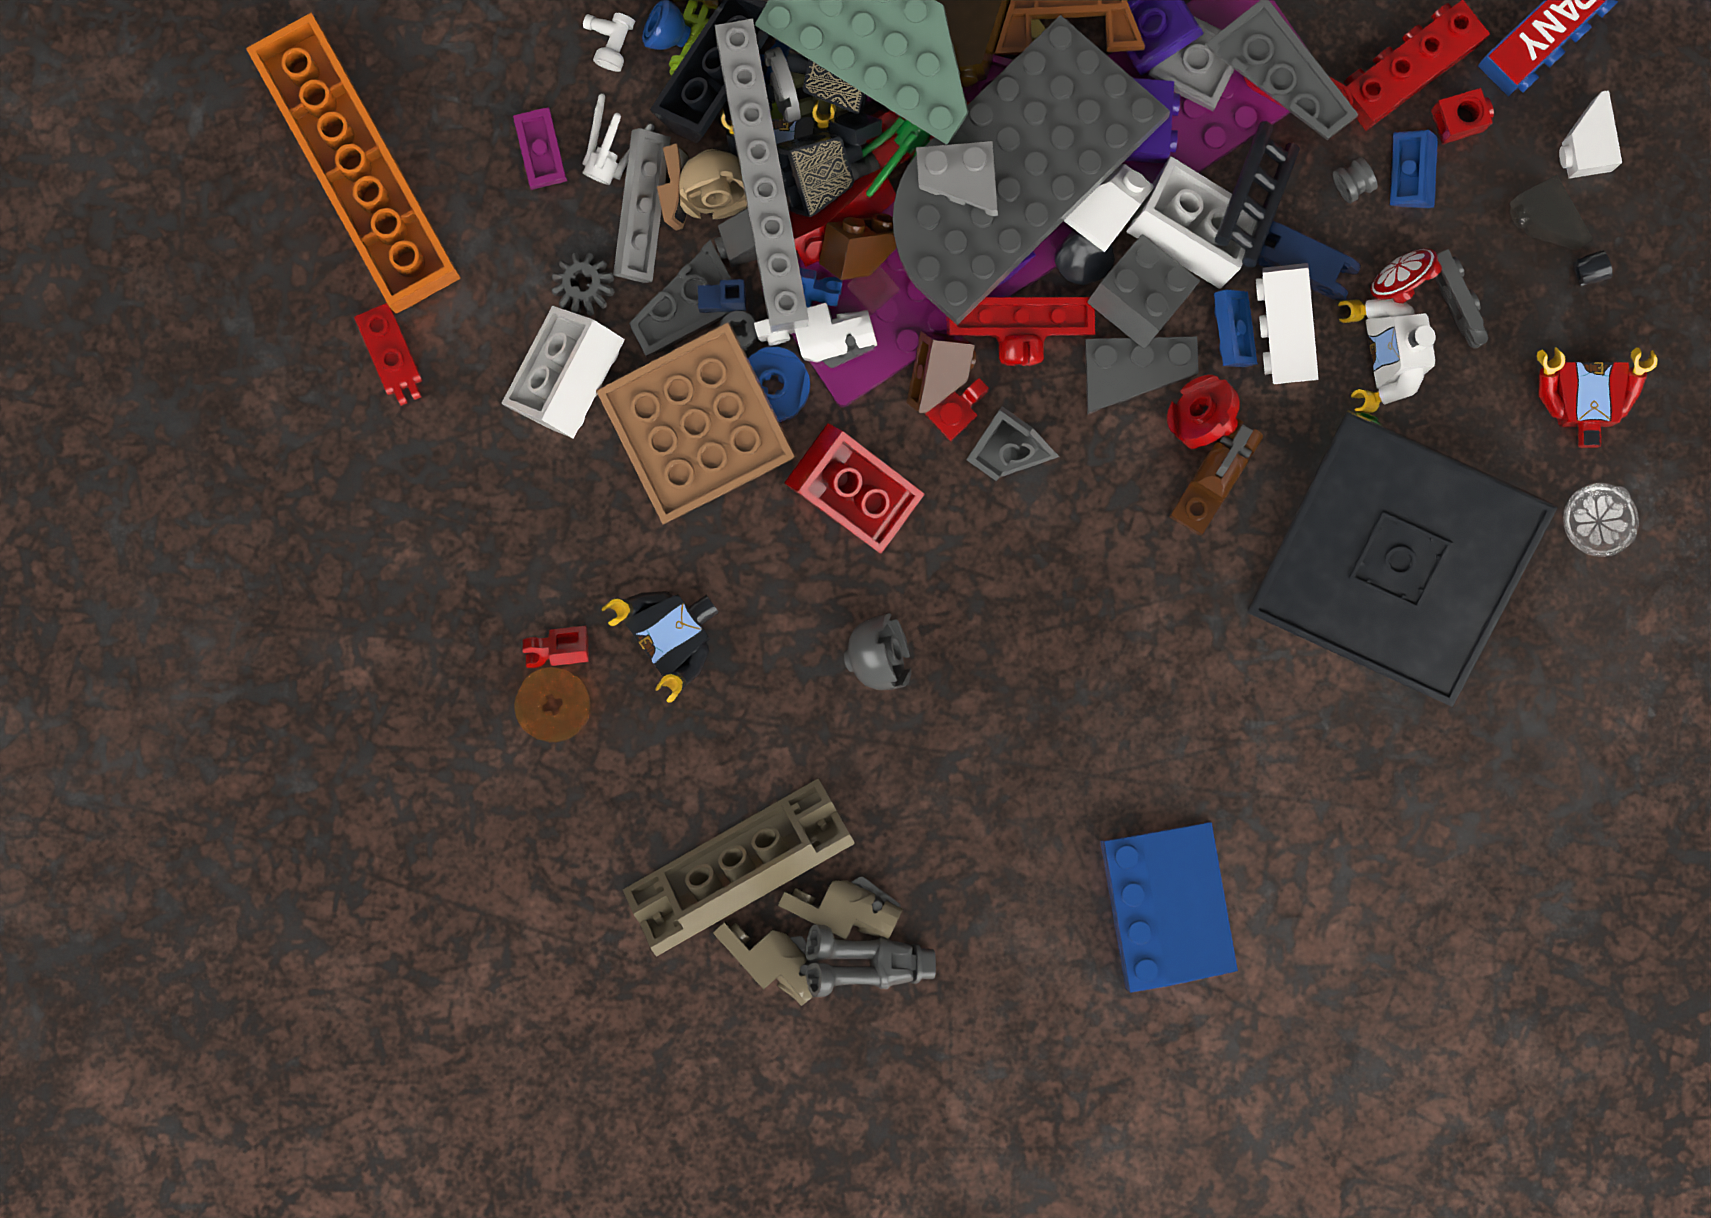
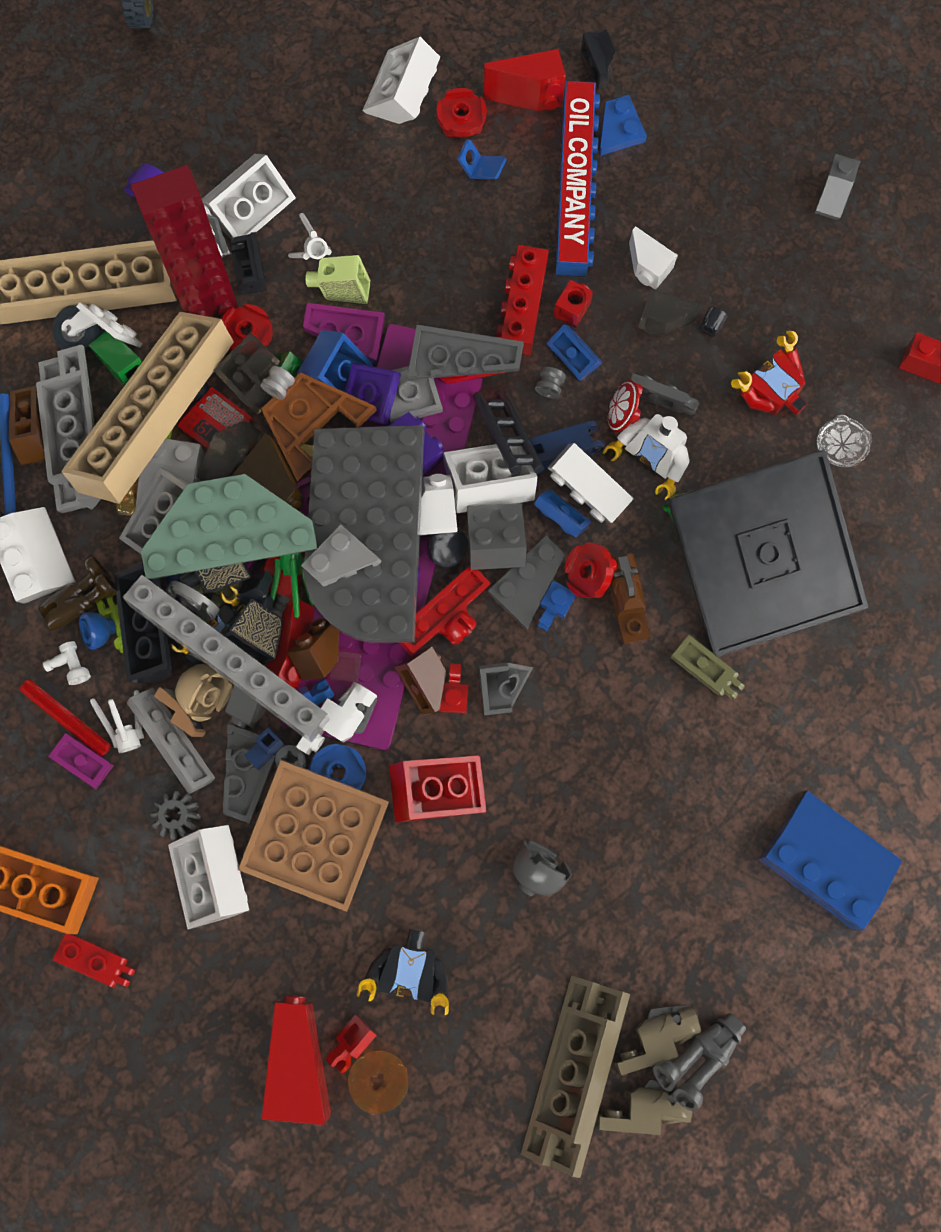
camera: 45 degrees left, 10 degrees down
(490, 618) = (295, 1068): none -> red slope
(561, 90) = (65, 717): none -> red axle
(1142, 413) = (556, 603): none -> blue plate
(1229, 615) = (707, 668): none -> olive hinge

